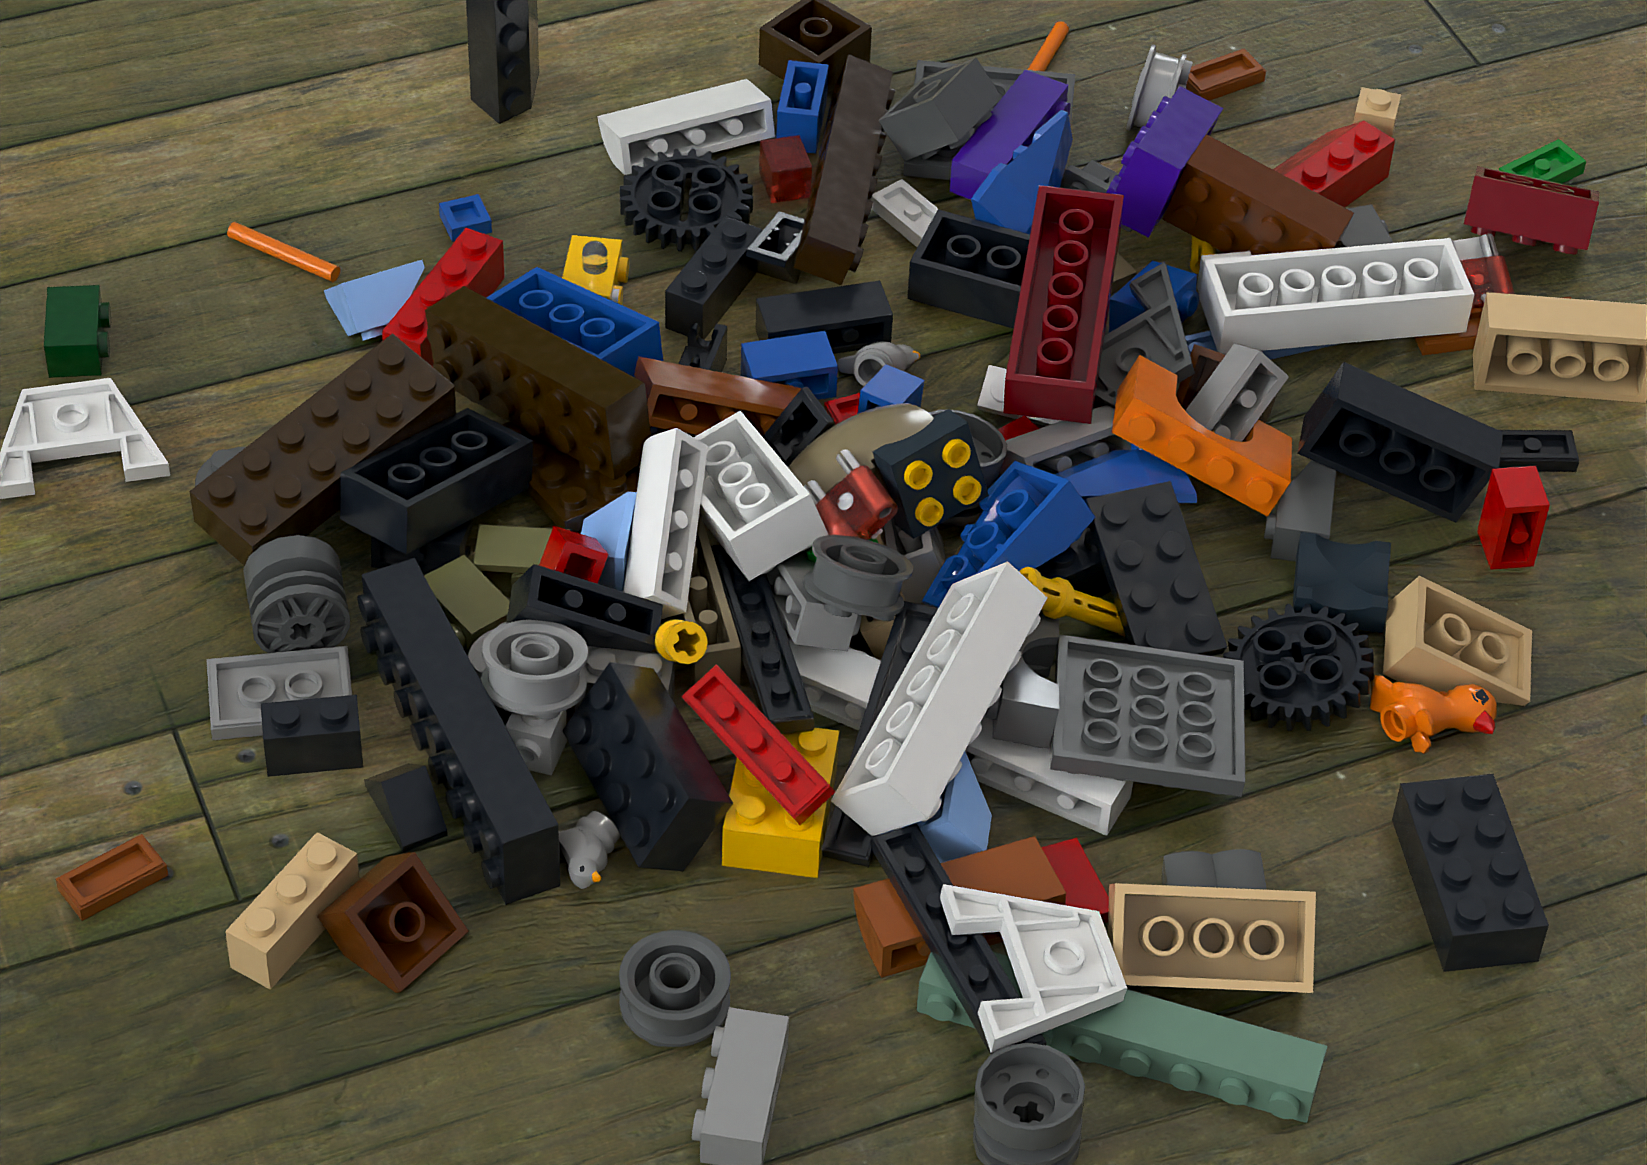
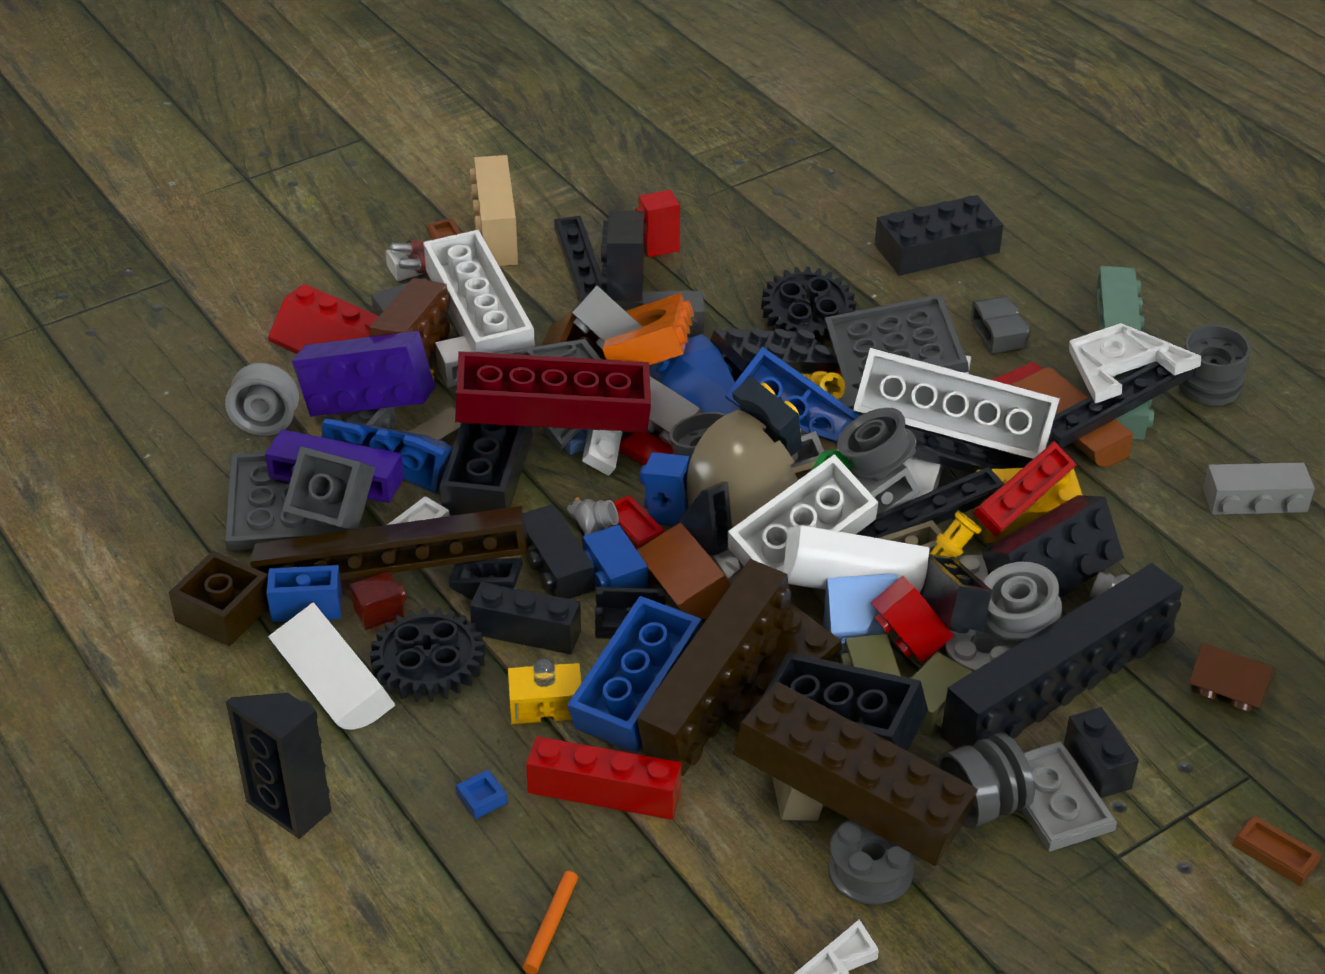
camera: 100 degrees left, 5 degrees down
(284, 915) = (1259, 724): tan brick -> none
(373, 300) = (603, 827): light blue slope -> none
(408, 805) = (1121, 695): black slope -> none
(681, 1013) = (1208, 526): dark grey wheel -> none
(856, 504) = (810, 448): clear red piece -> none
(1049, 47) = (190, 484): orange bar -> none
(1213, 937) = (1048, 304): tan brick -> none
(1225, 75) = (205, 390): dark orange tile -> none
(1344, 579) = (731, 293): black brick -> none
(1378, 109) = (263, 305): tan brick -> none
(1422, 712) = (825, 255): orange animal -> none
(1454, 642) = (764, 252): tan slope -> none
(1531, 210) = (362, 227): dark red brick -> none
(1551, 162) = (300, 239): green plate -> none

